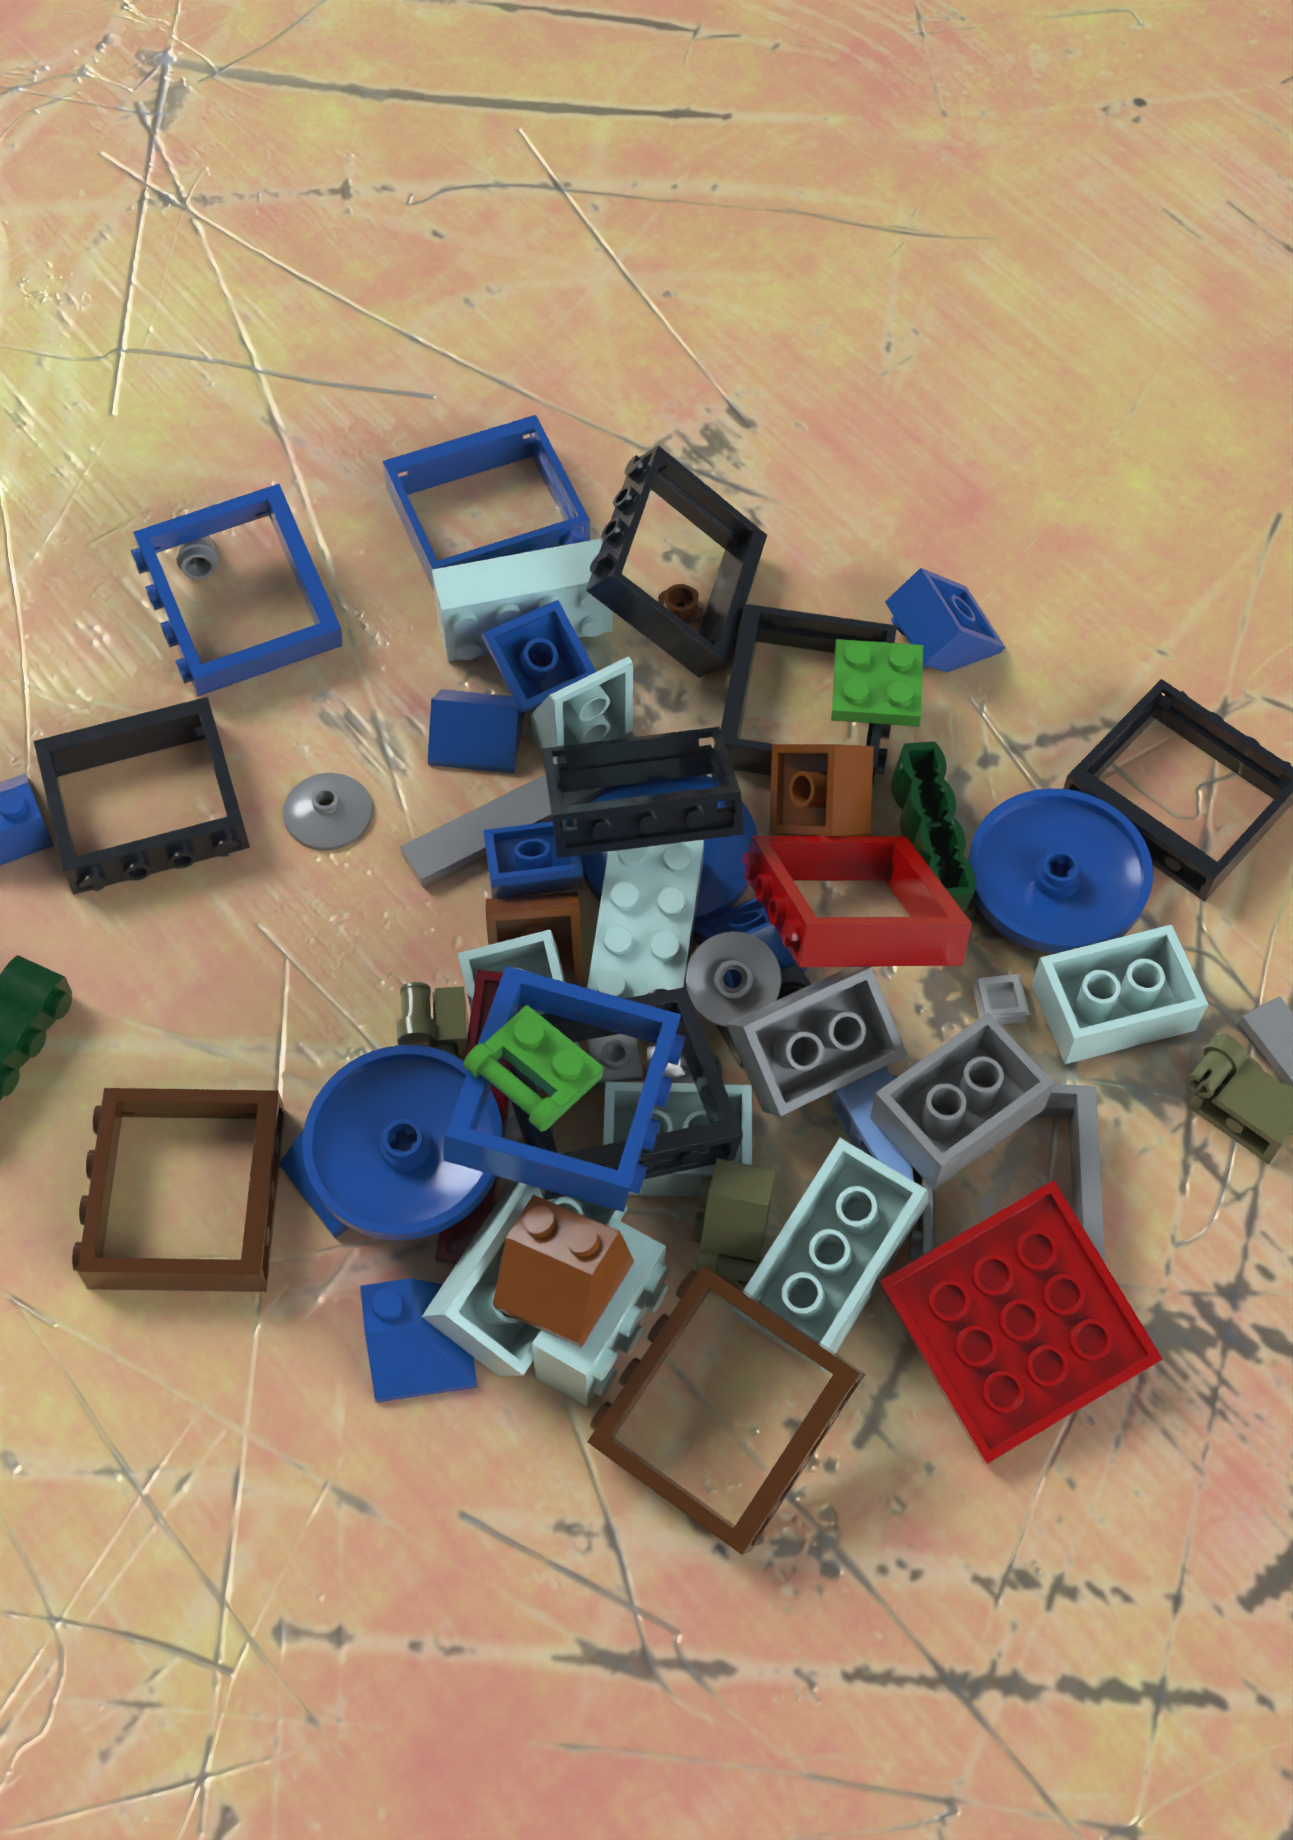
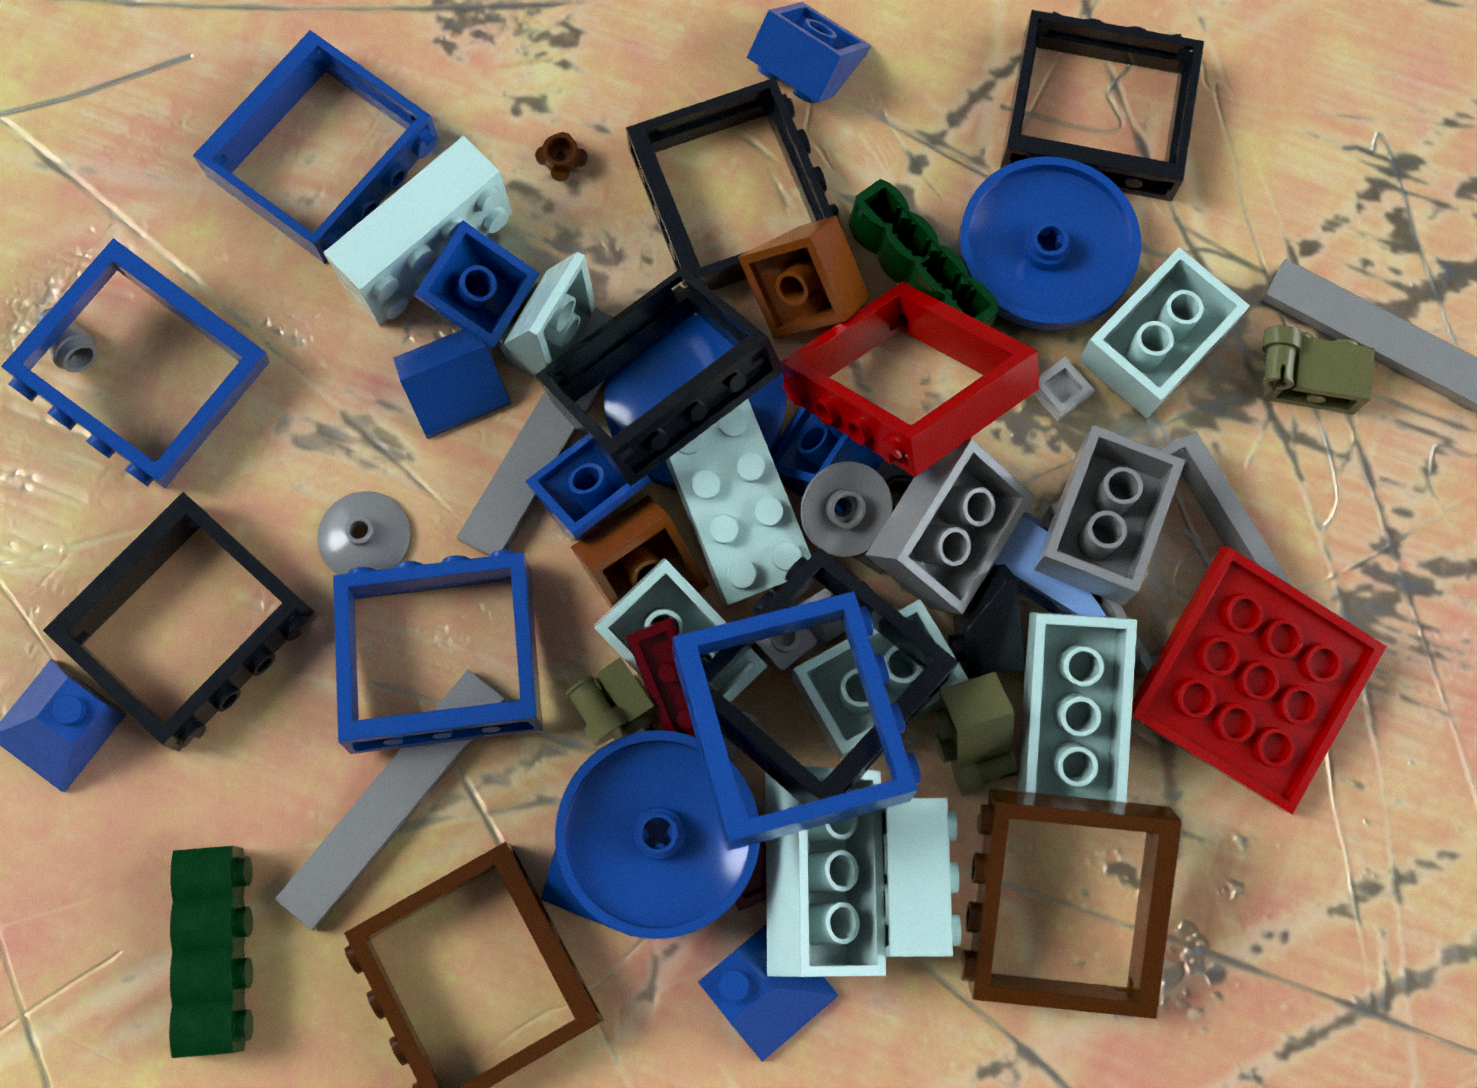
camera: 30 degrees left, 15 degrees up
(212, 1018) = (378, 815): none -> light grey tile
(298, 978) = (445, 724): none -> blue window
(544, 1058) = (770, 711): bright green plate -> none
(560, 1270) = (879, 882): dark orange slope -> none
(716, 518) = (596, 104): black window -> none
(801, 1147) = (990, 628): none -> black slope
(877, 683) = (794, 145): bright green plate -> none

